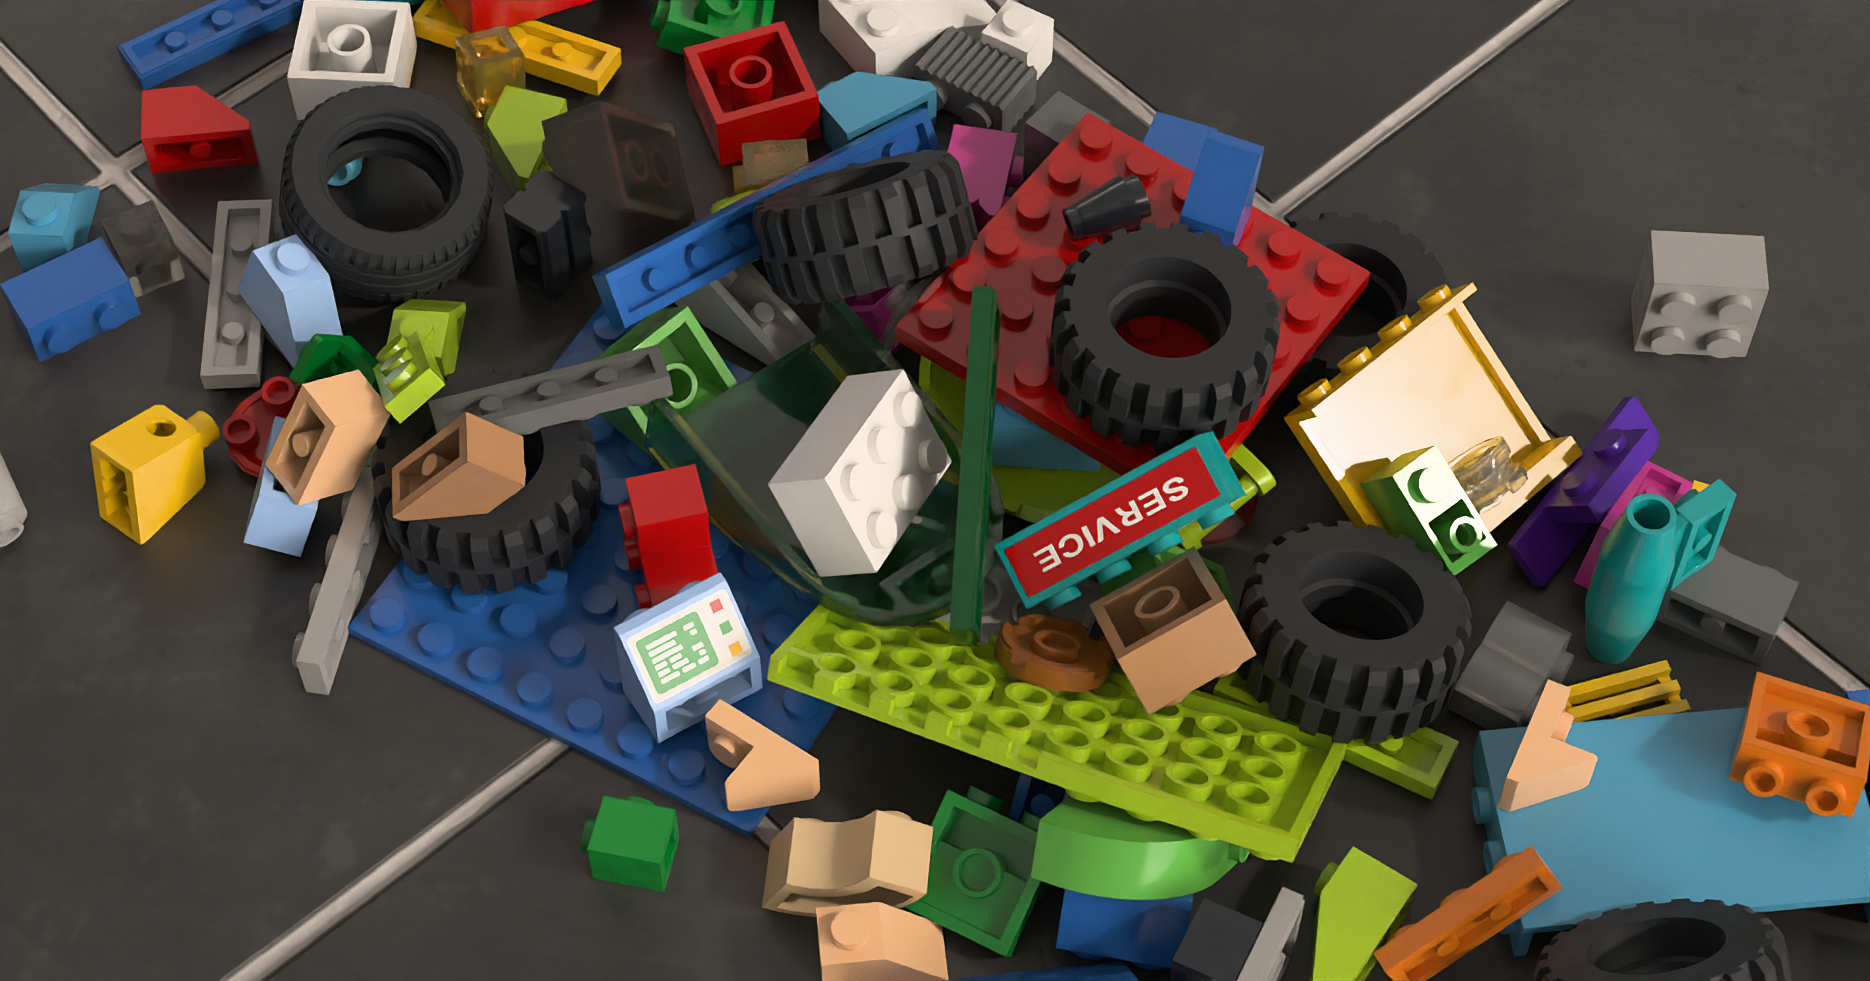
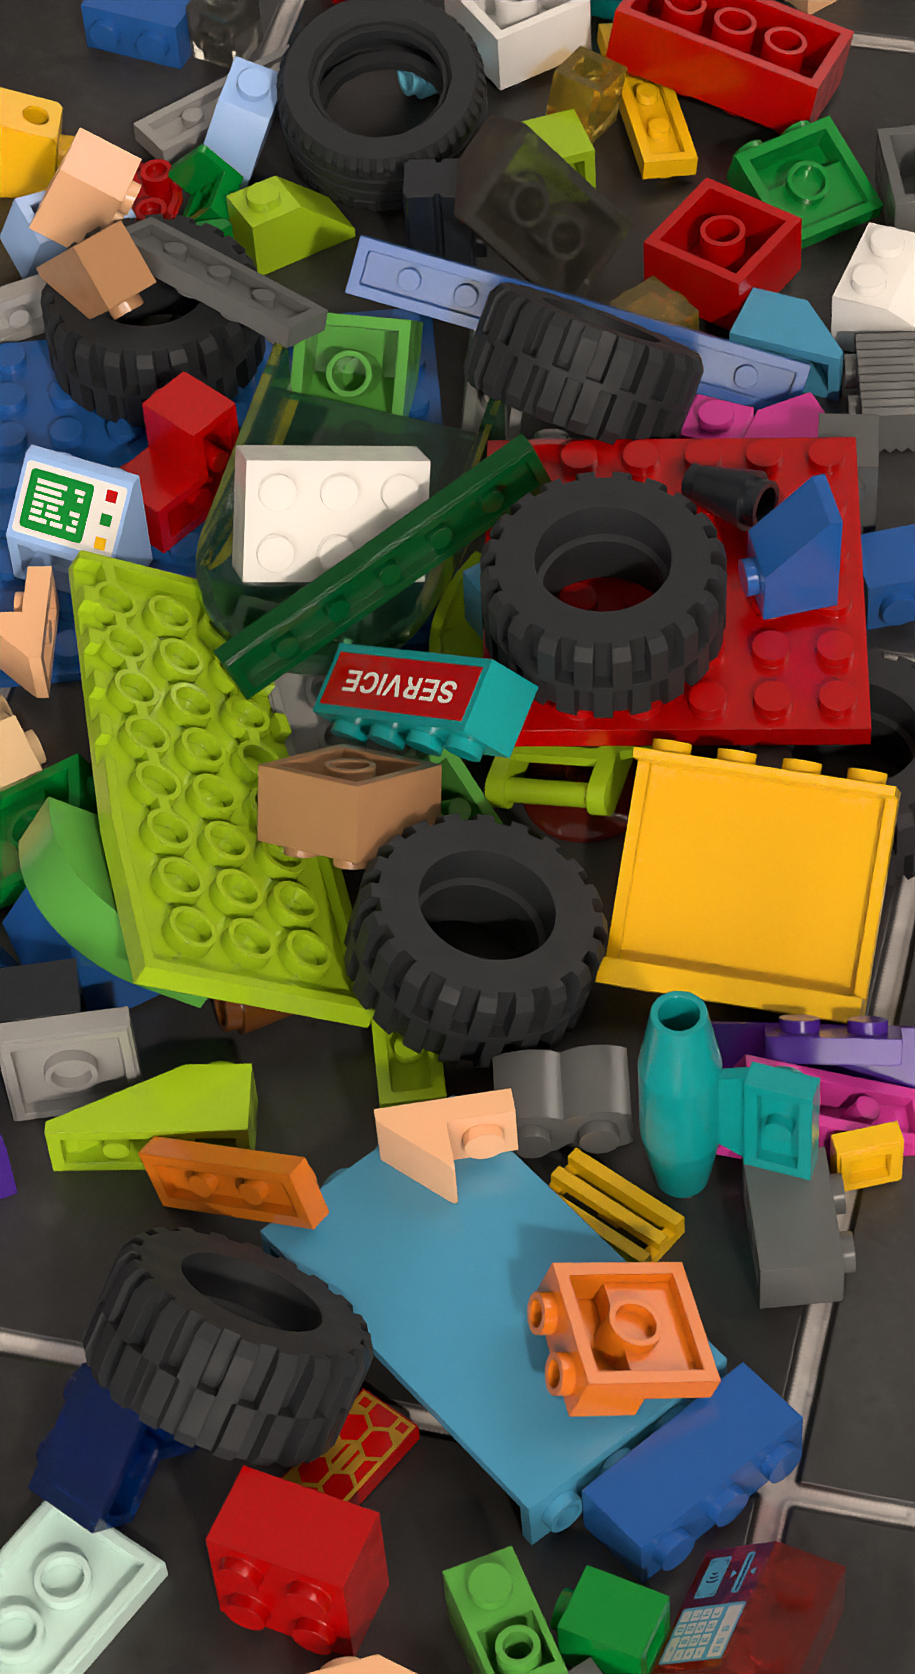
camera: 60 degrees right, 5 degrees down
(407, 375) = (178, 196): lime plate -> none
(1054, 653) = (270, 733): dark orange tile -> none
(1427, 504) = (652, 923): bright green slope -> none
(1488, 473) = (740, 950): clear wheel -> none

